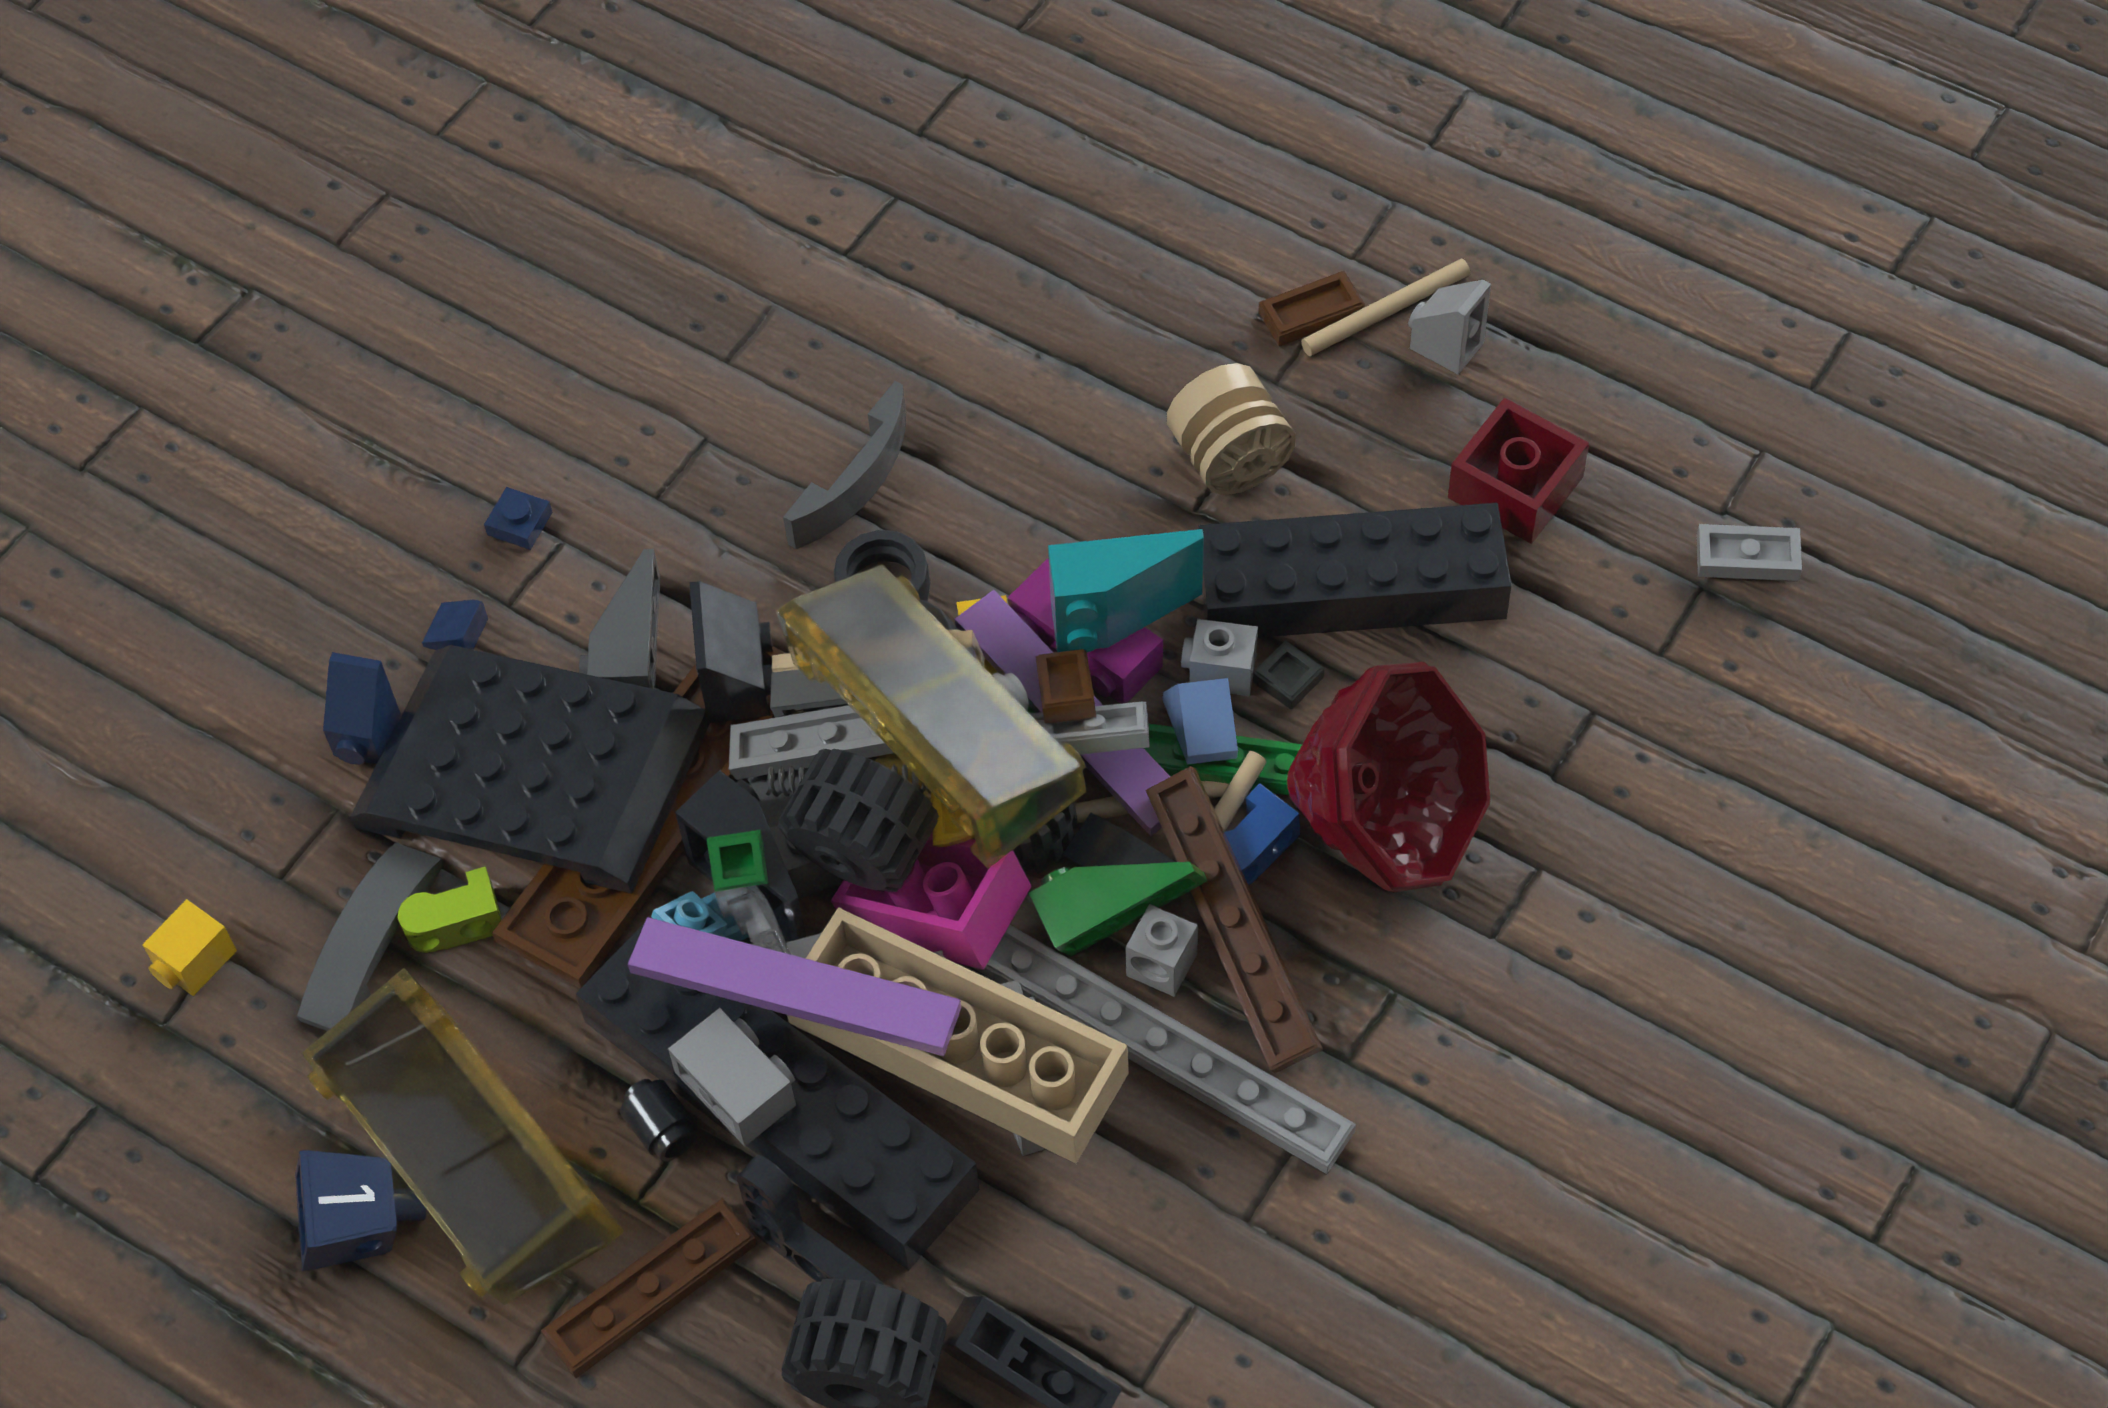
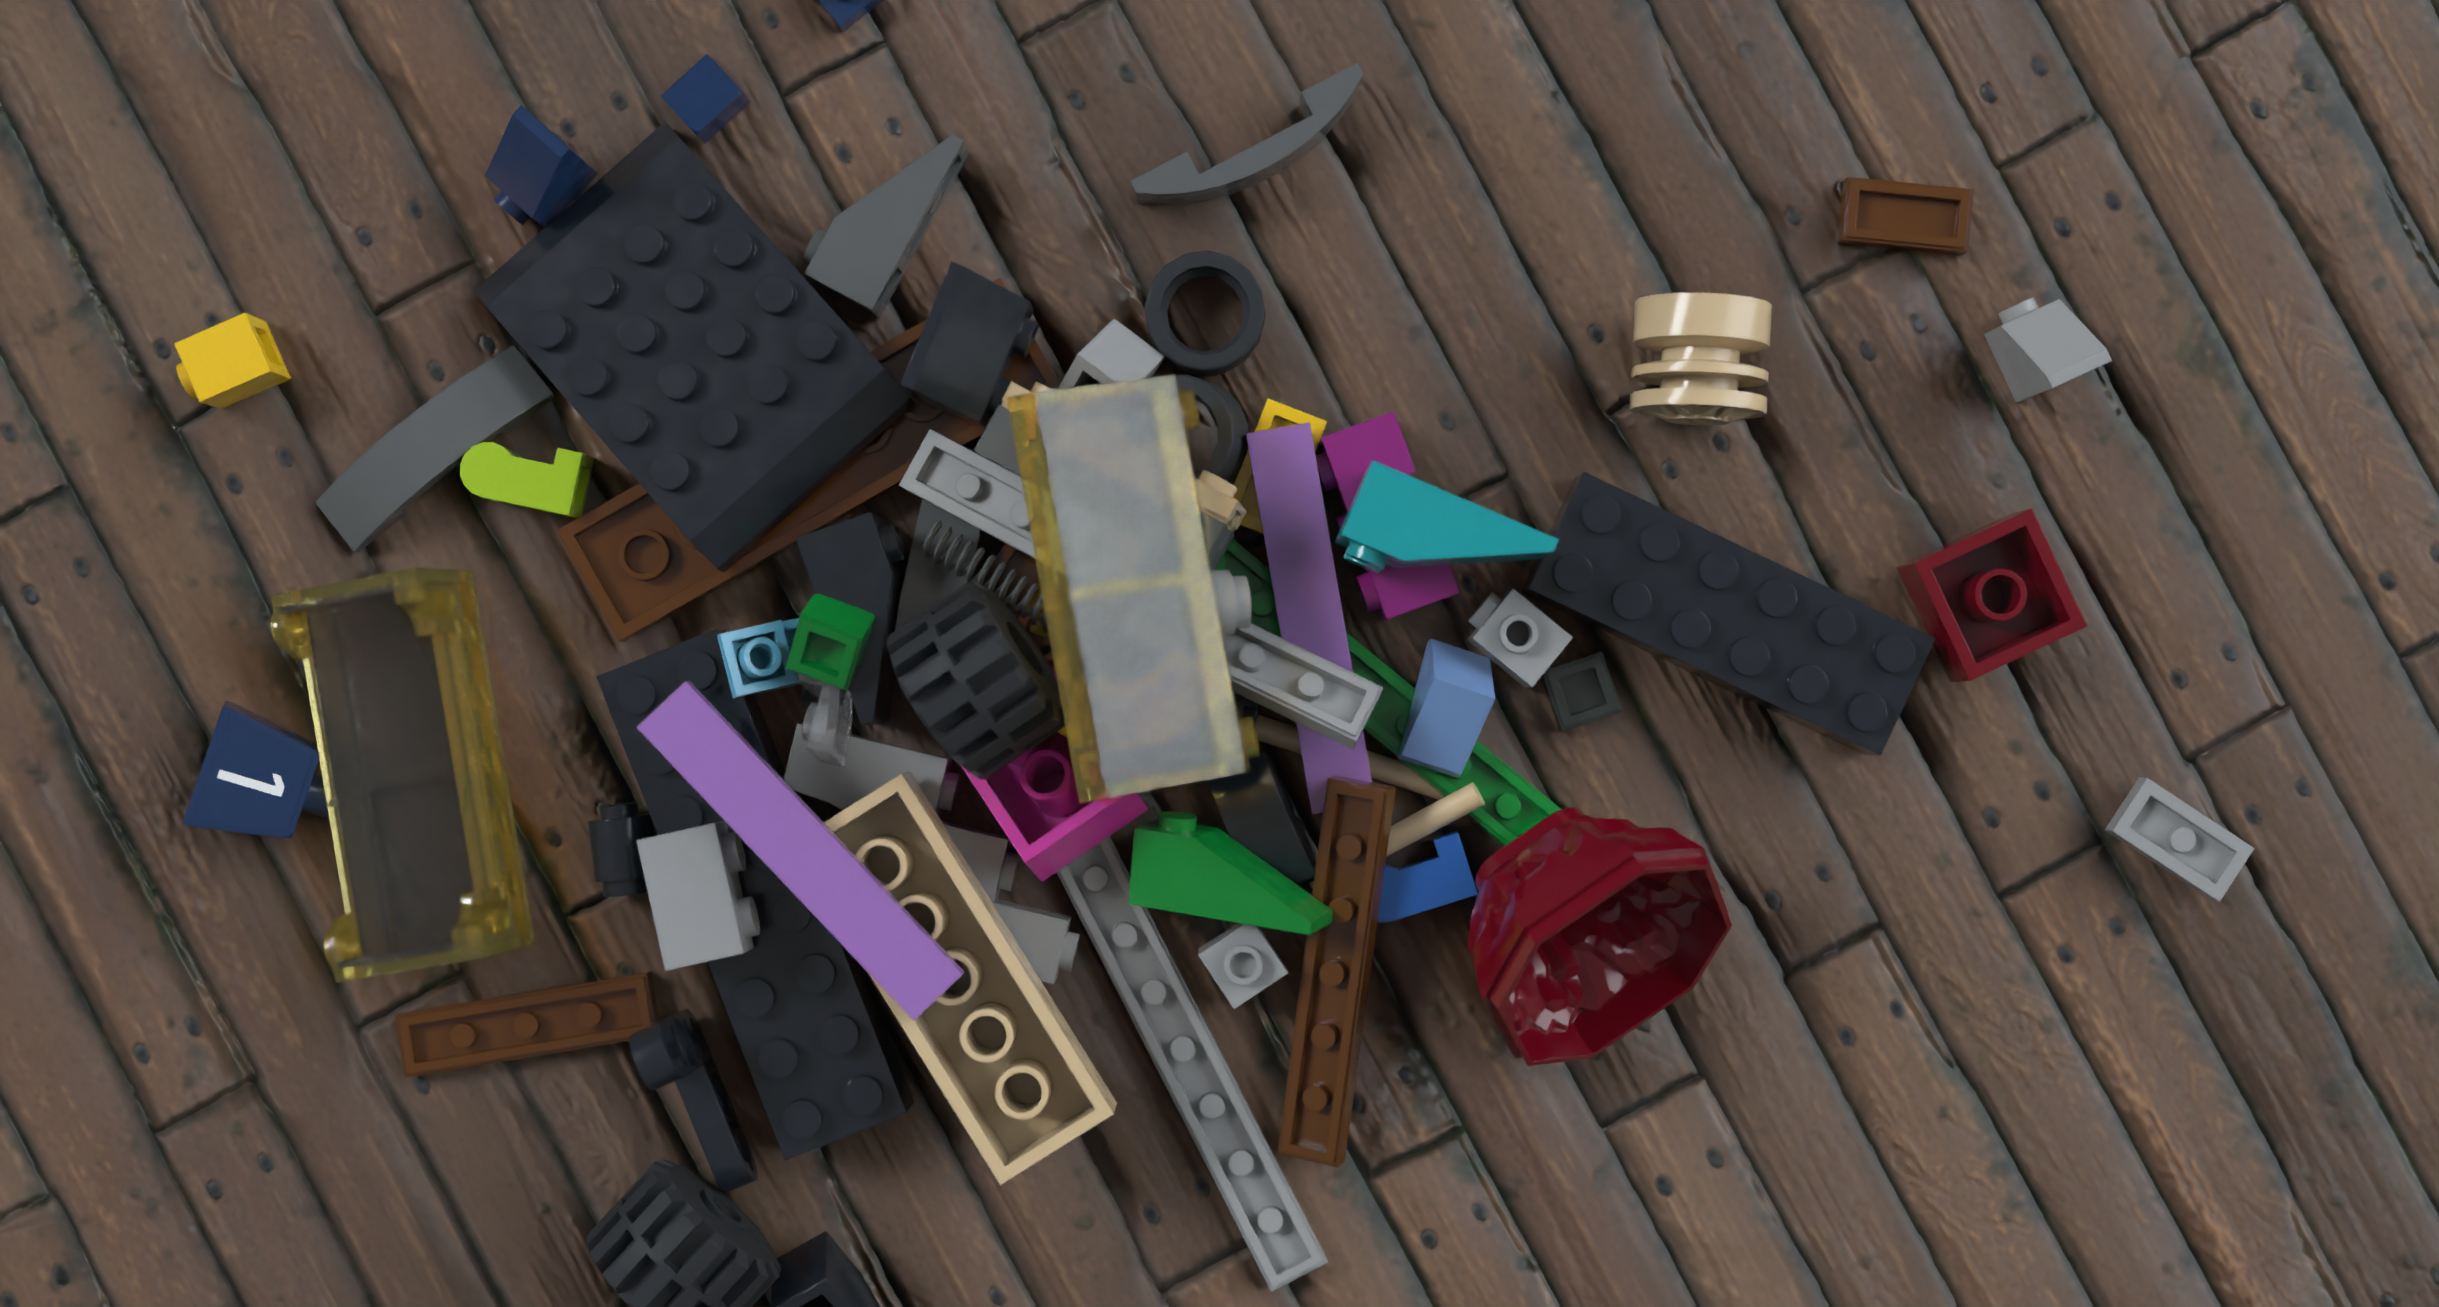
camera: 25 degrees right, 30 degrees up
(1065, 686) = (1308, 612): reddish brown tile -> none
(1385, 307) = (1991, 265): tan bar -> none

